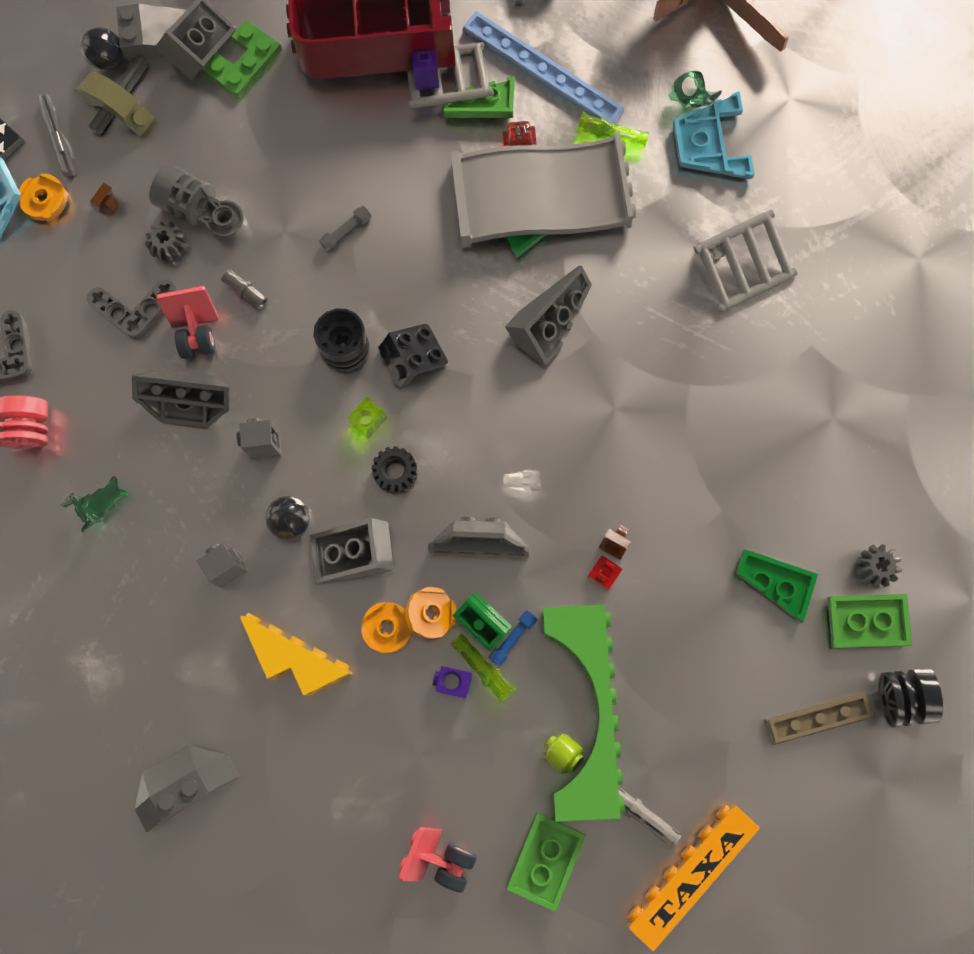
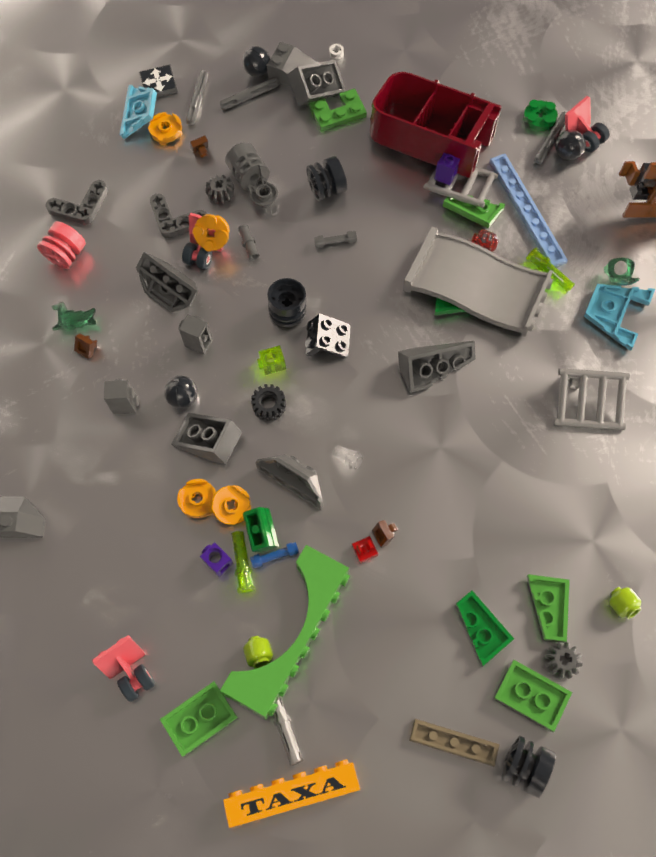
camera: 30 degrees right, 10 degrees down
(109, 95) = (243, 90): olive arch -> none
(133, 528) = (84, 345): none -> reddish brown tile
(193, 293) = (201, 231): none -> light orange plate
(282, 655) = (119, 476): yellow slope -> none
(289, 158) = (327, 177): none -> black wheel
(834, 515) = (551, 605): none -> bright green wing
(905, 467) = (625, 602): none -> lime head

